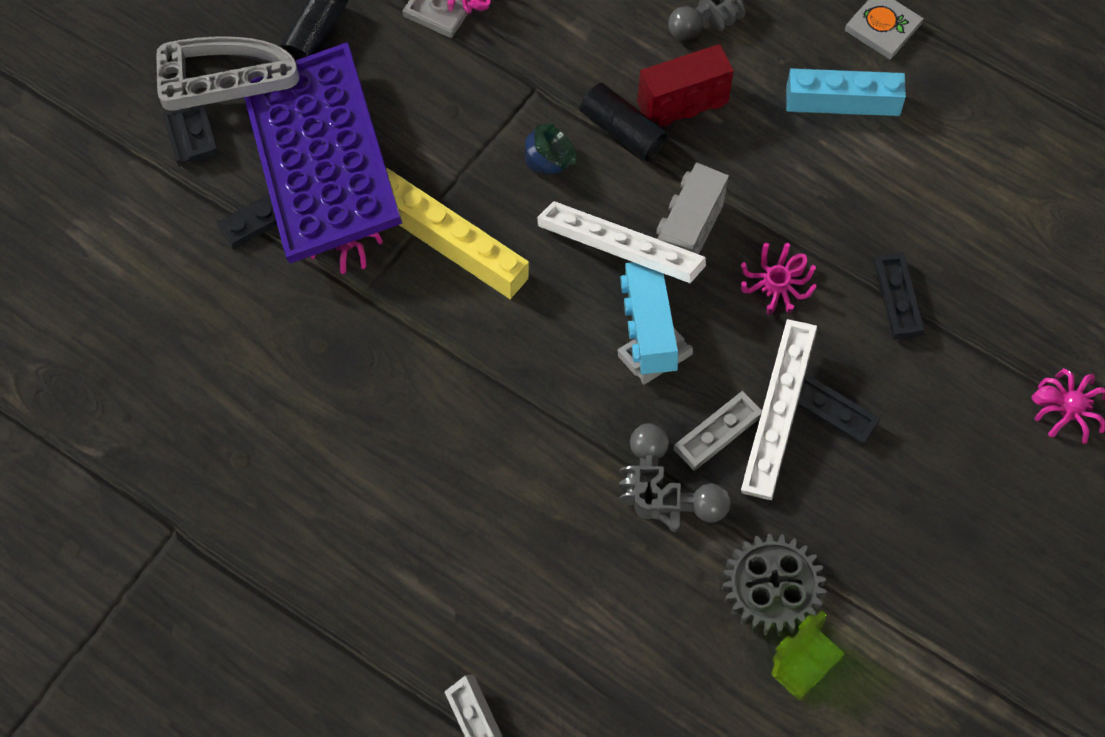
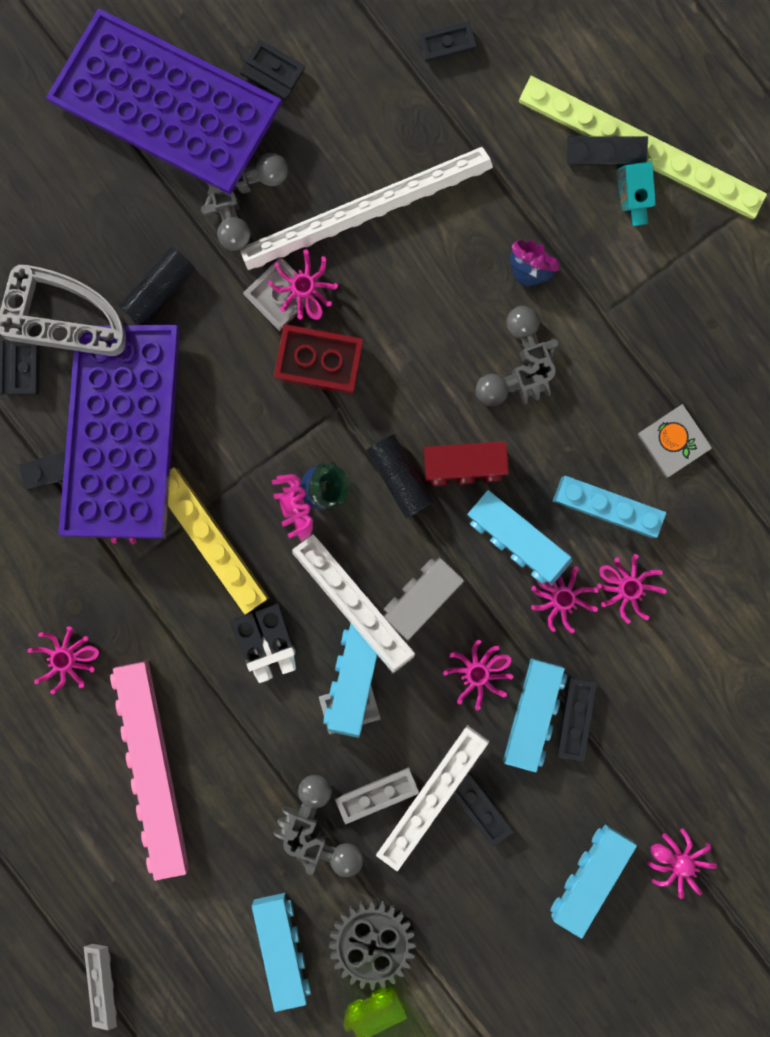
camera: 25 degrees right, 25 degrees up
(326, 391) = (64, 659): none -> dark pink animal
(460, 477) = (150, 769): none -> bright pink brick
(502, 40) = (318, 359): none -> dark red brick
(524, 171) = (292, 506): none -> dark pink animal
(539, 312) = (263, 650): none -> black hips
(674, 623) = (280, 952): none -> medium azure brick
(768, 138) = (520, 538): none -> medium azure brick
(834, 185) = (562, 599): none -> dark pink animal
(853, 302) = (534, 715): none -> medium azure brick
(897, 157) = (628, 587): none -> dark pink animal
(985, 445) = (592, 881): none -> medium azure brick

